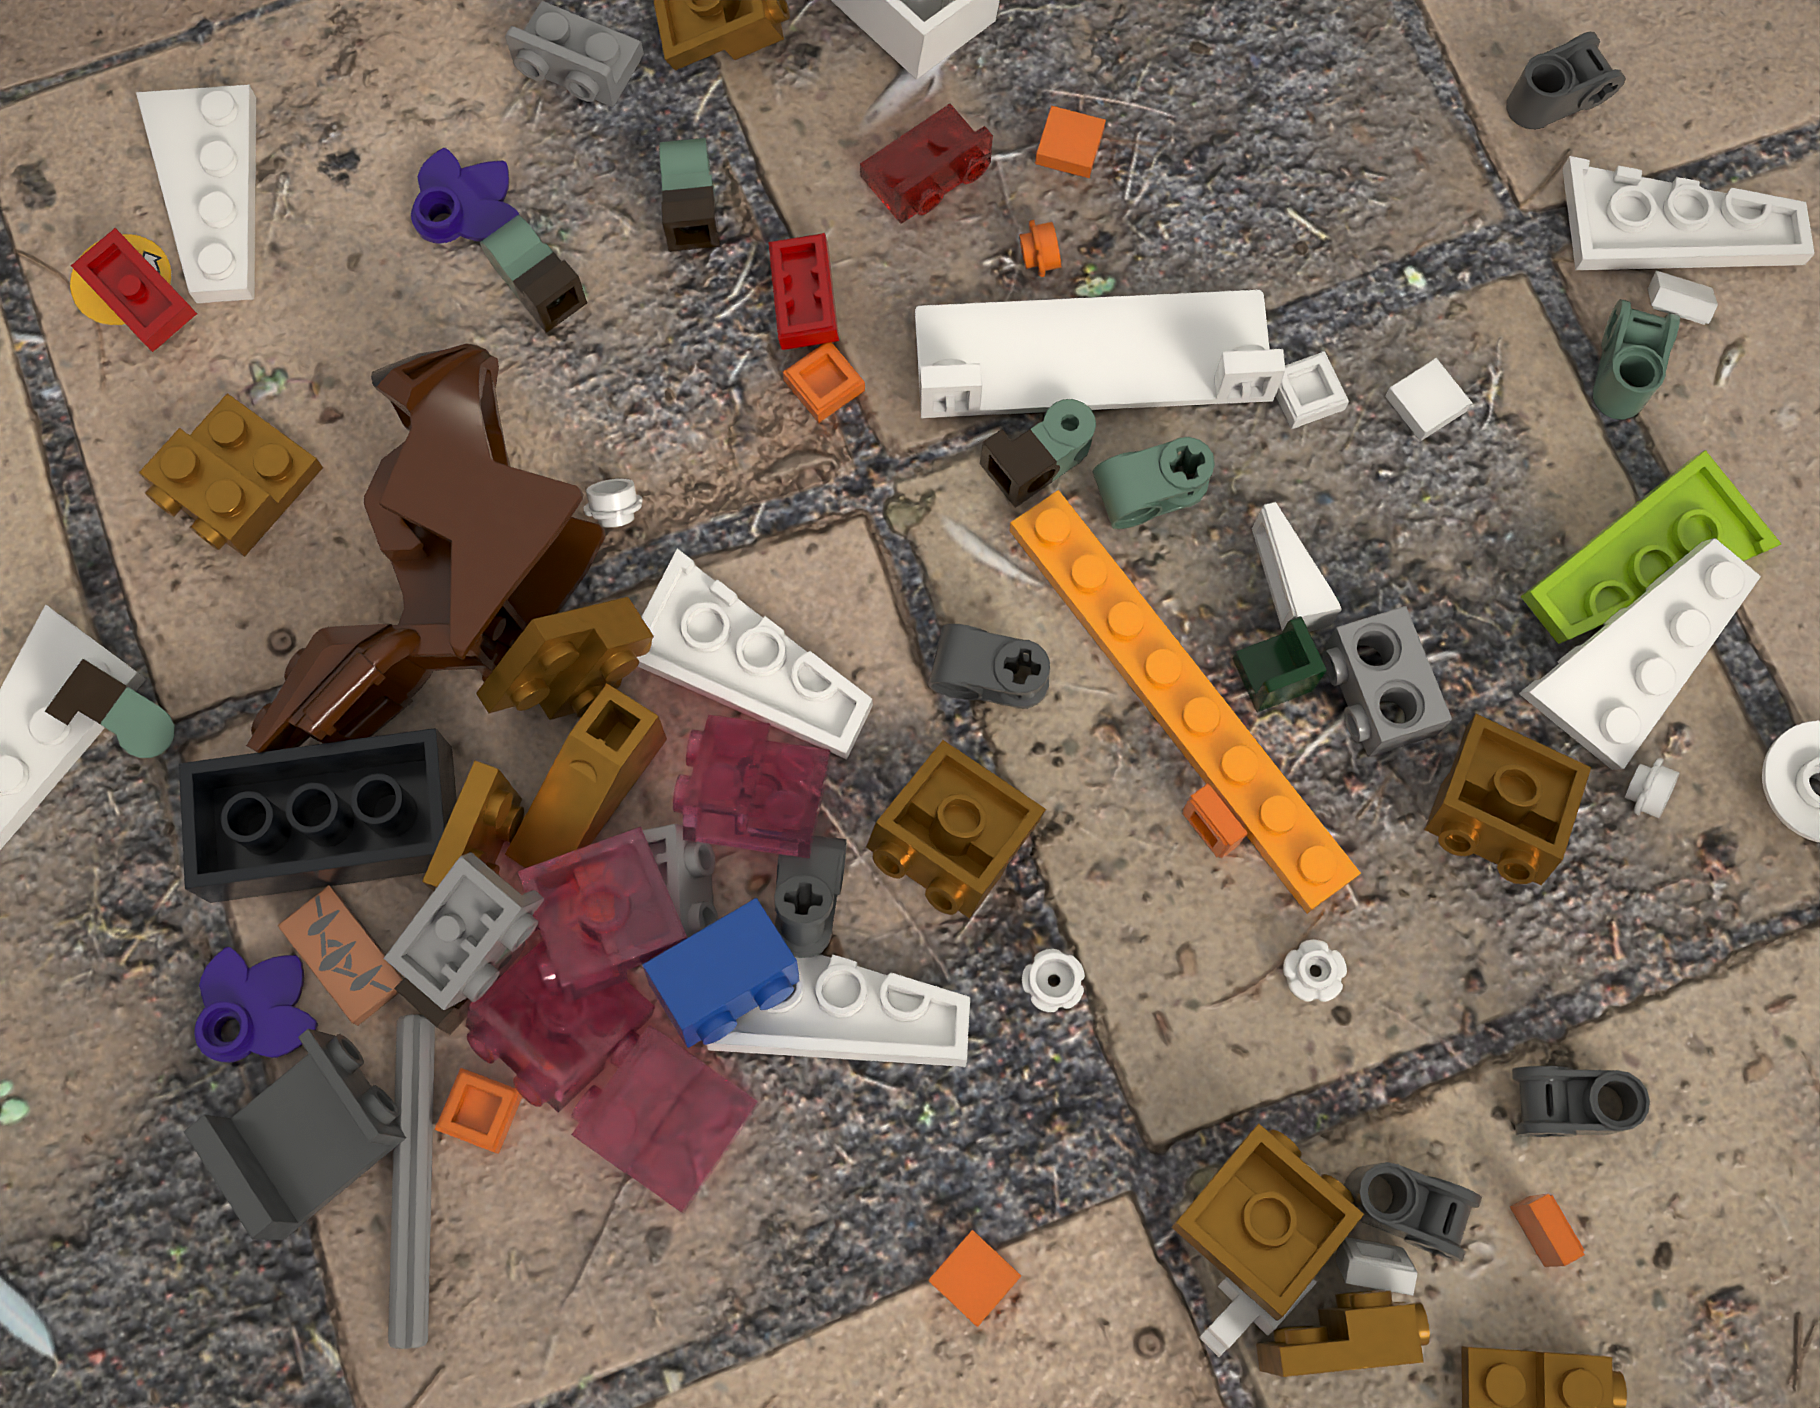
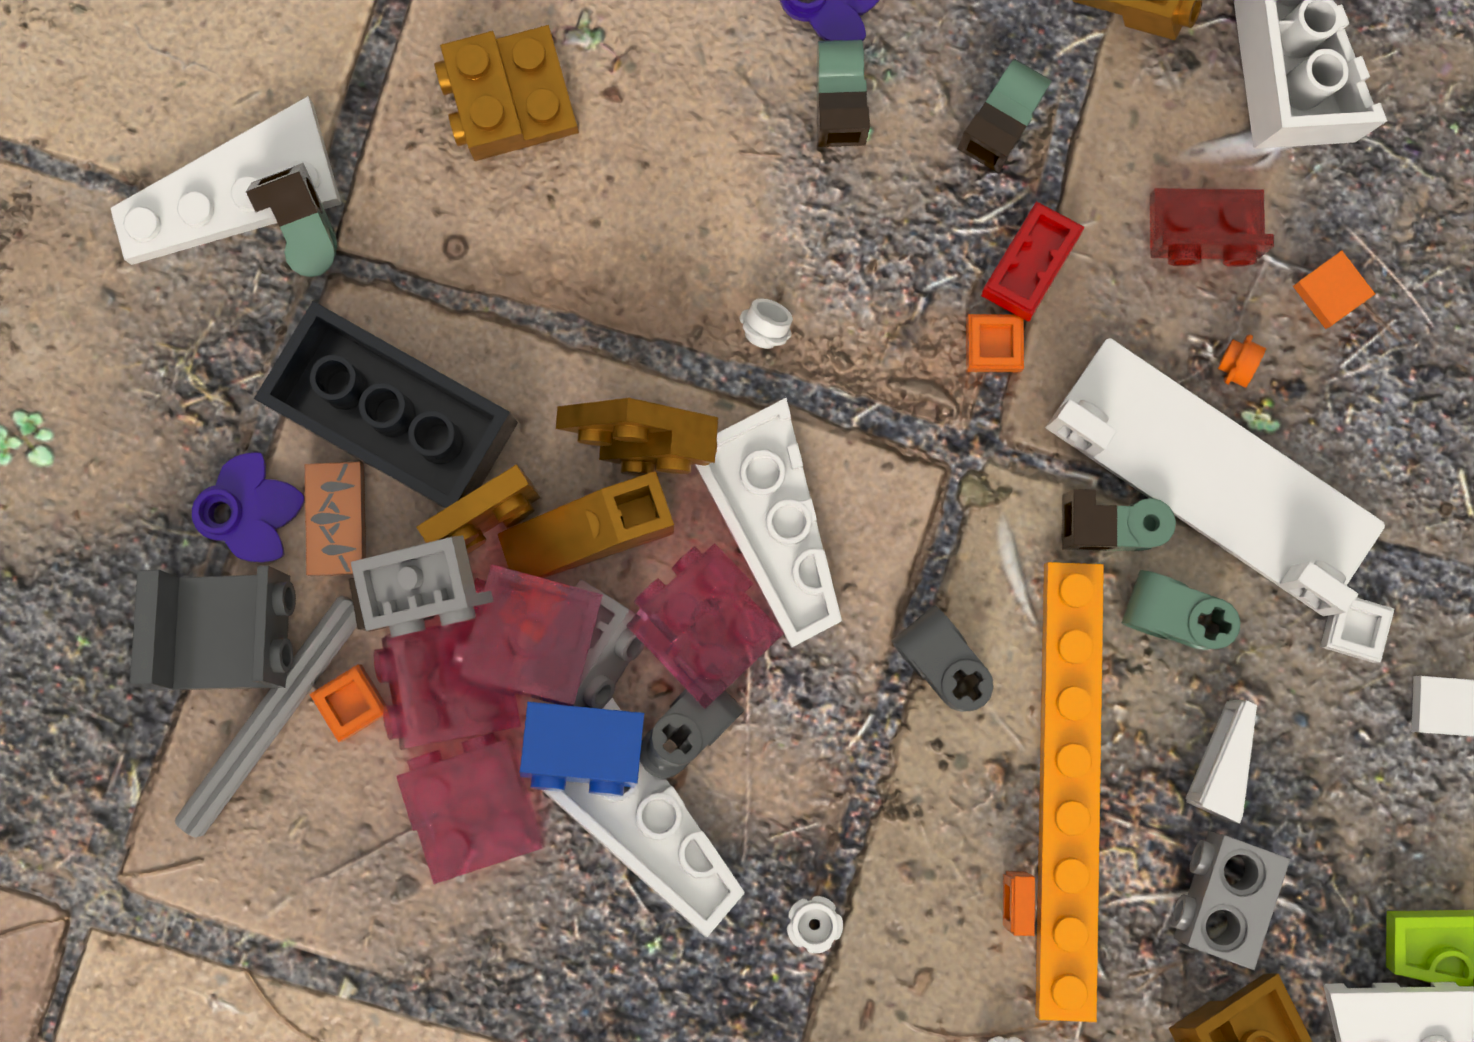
camera: 35 degrees right, 10 degrees up
(469, 546) = (633, 282): reddish brown piece -> none
(953, 830) = (826, 764): pearl gold plate -> none
(1280, 666) = (1161, 825): dark green panel -> none

